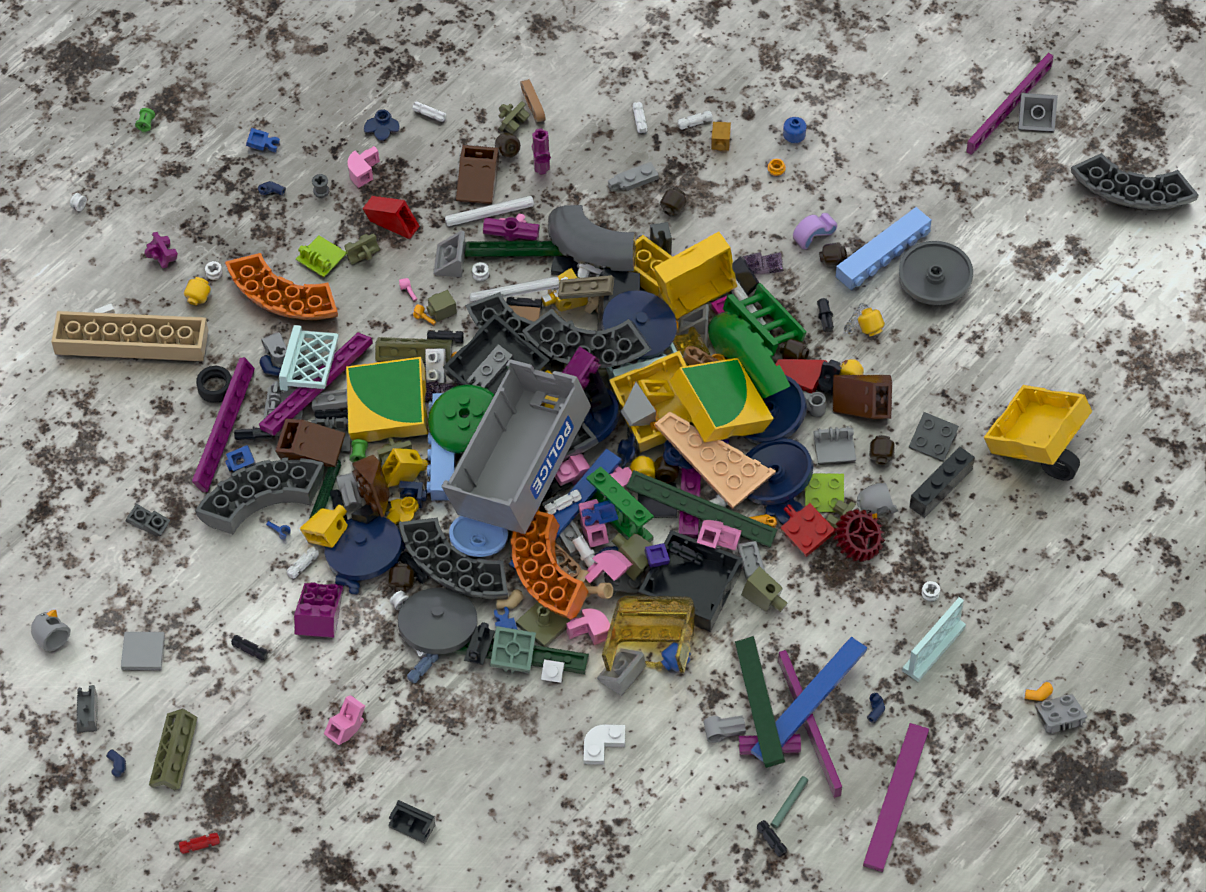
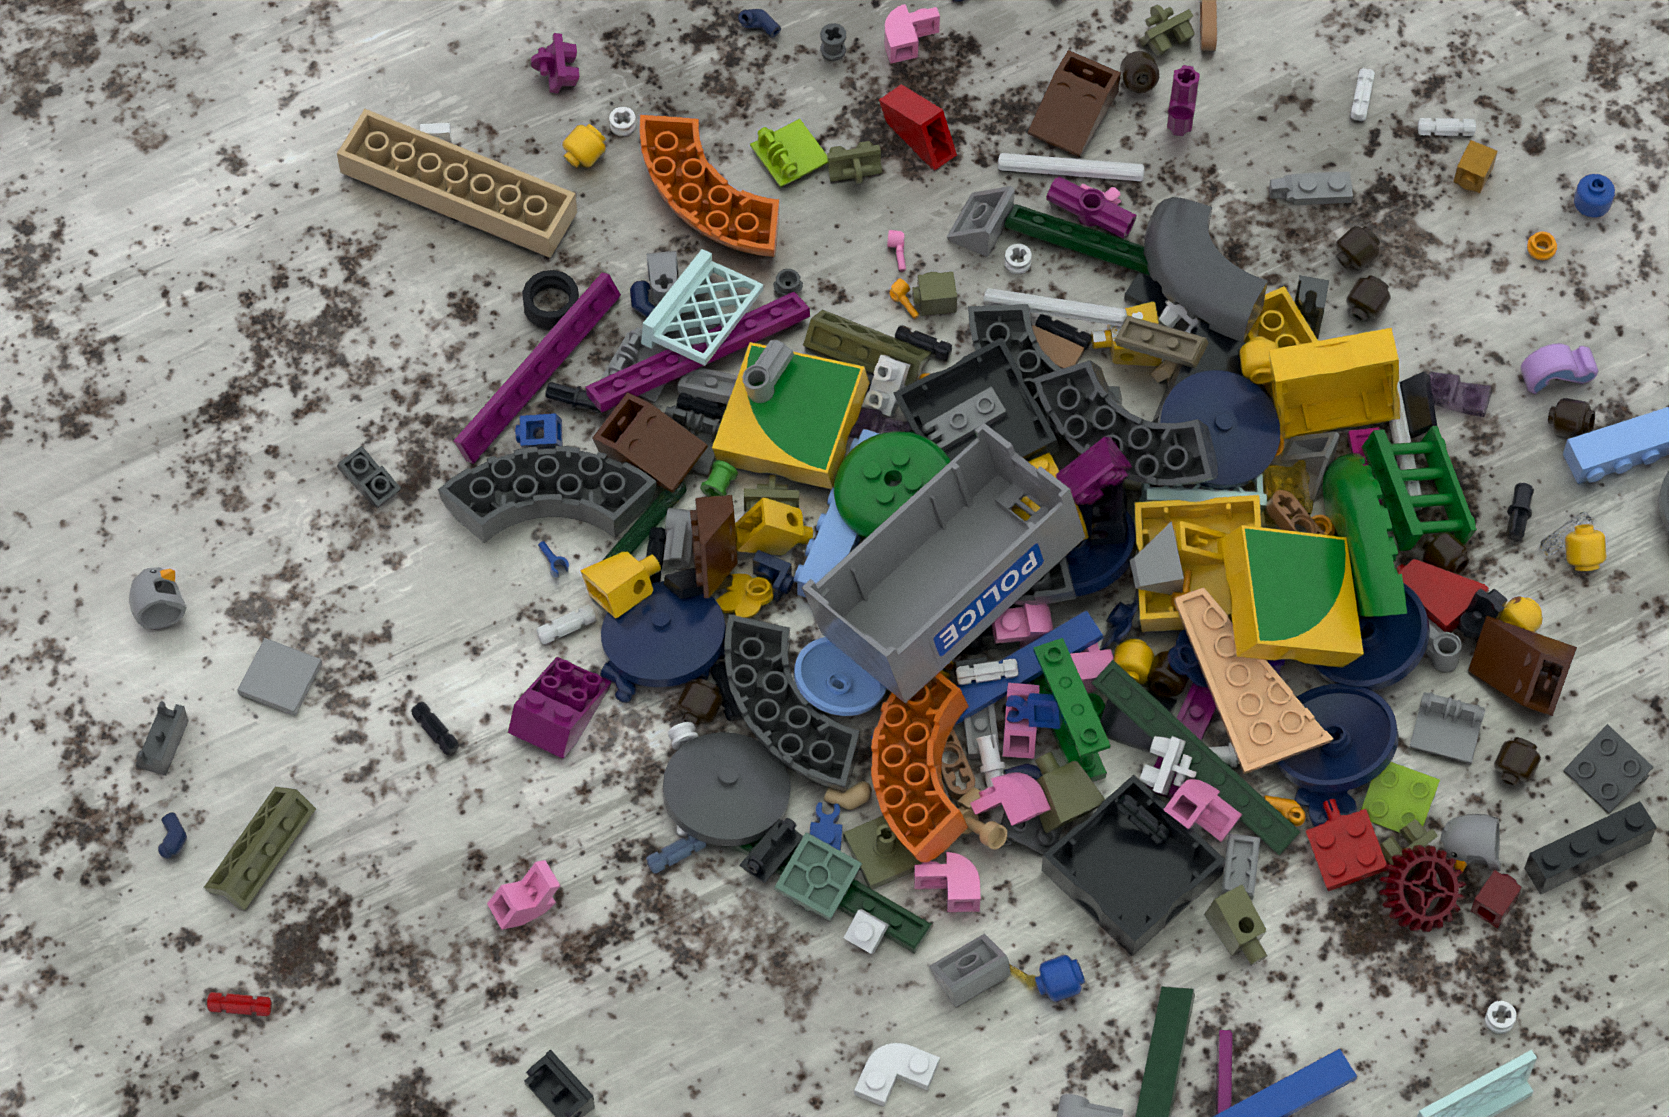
camera: 20 degrees right, 5 degrees up
(351, 324) = (788, 276): none -> dark grey plate
(365, 378) = (768, 370): none -> light grey piece
(646, 278) = (1255, 359): none -> yellow head
(651, 621) = (1044, 909): clear yellow windscreen -> none
(657, 555) = (1093, 808): dark purple plate -> none
(686, 527) = (1162, 778): none -> white hips
(691, 227) = (1368, 298): none -> dark brown head
(901, 528) = (1496, 898): none -> dark red brick

